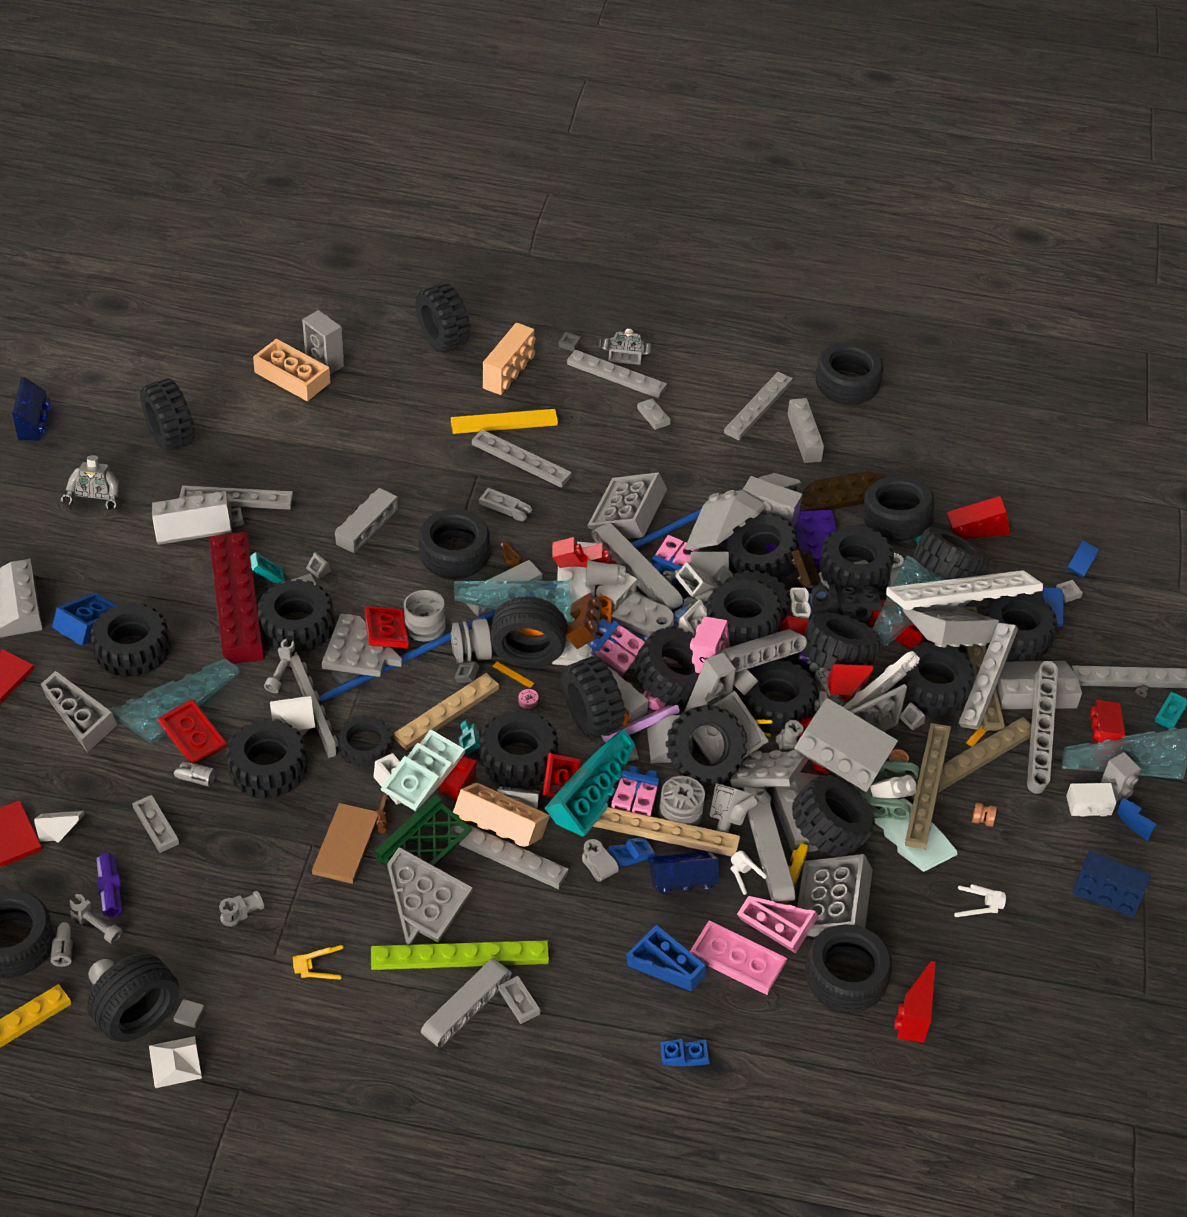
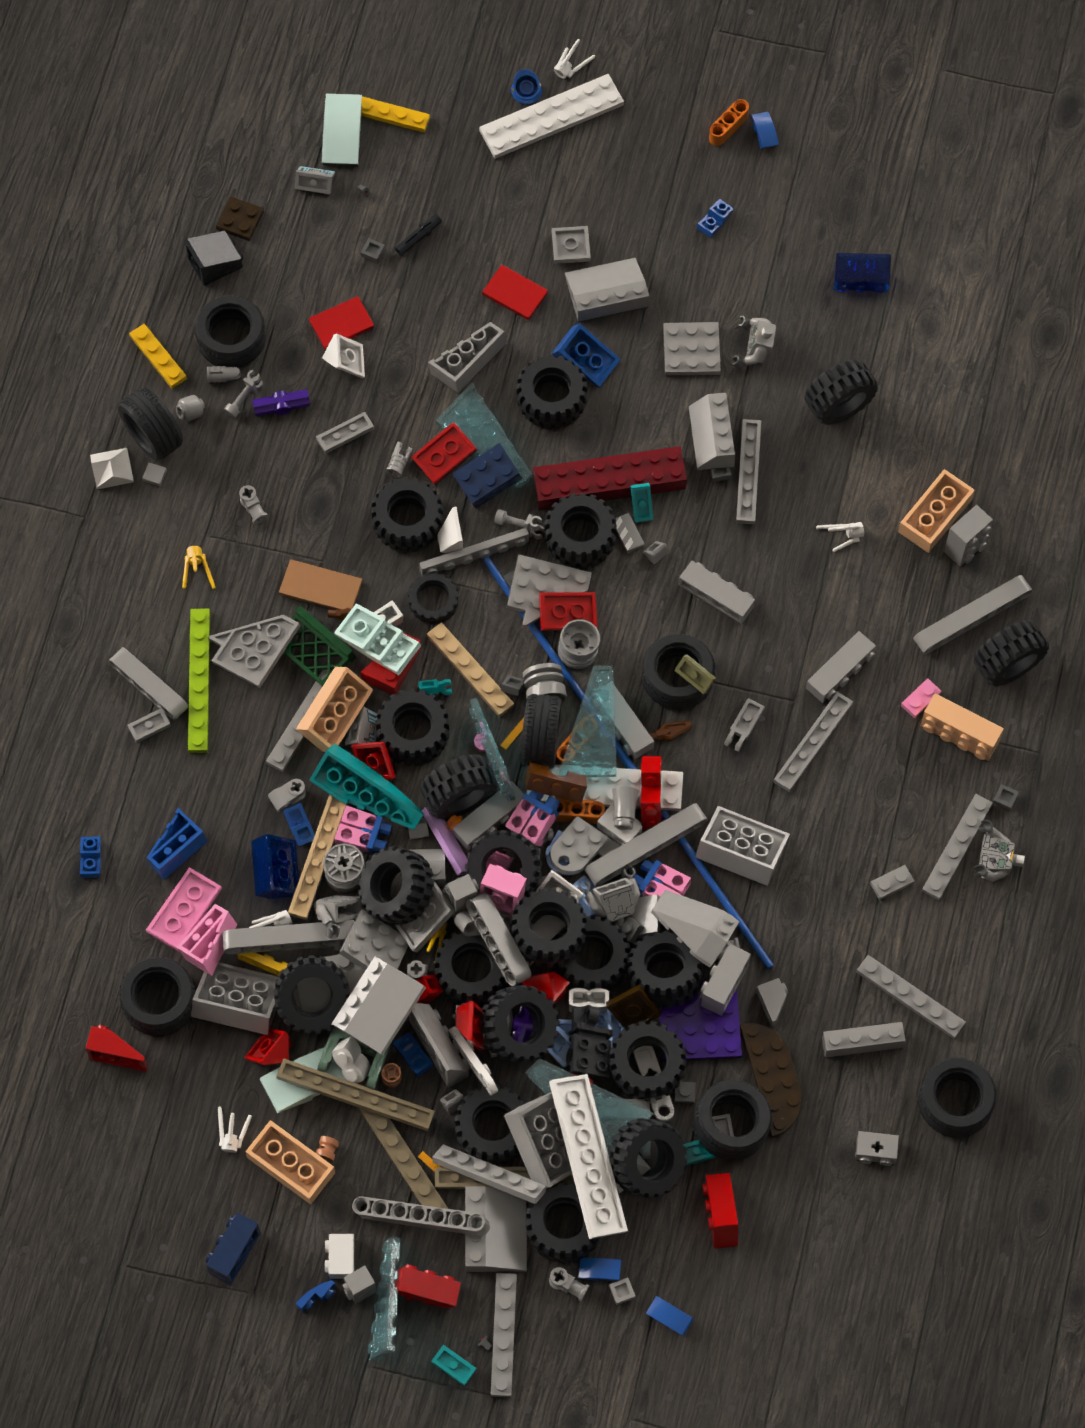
camera: 95 degrees right, 20 degrees up
(90, 539) = (691, 348): none -> light grey plate
(227, 689) = (487, 475): none -> dark blue brick
(306, 428) = (853, 530): none -> white plant
(395, 355) = (973, 614): none -> light grey beam
(446, 438) = (841, 667): none -> light grey brick
(467, 514) = (695, 674): none -> olive plate
(475, 391) = (920, 698): none -> bright pink plate
(504, 421) = (874, 727): yellow tile -> none
(544, 674) = (492, 752): none -> clear light blue wing
(890, 864) = (270, 1048): none -> red slope
(901, 425) = (886, 1144): none -> light grey brick
(1007, 841) = (290, 1162): none -> light nougat brick
(1072, 628) = (567, 1283): none -> light grey connector

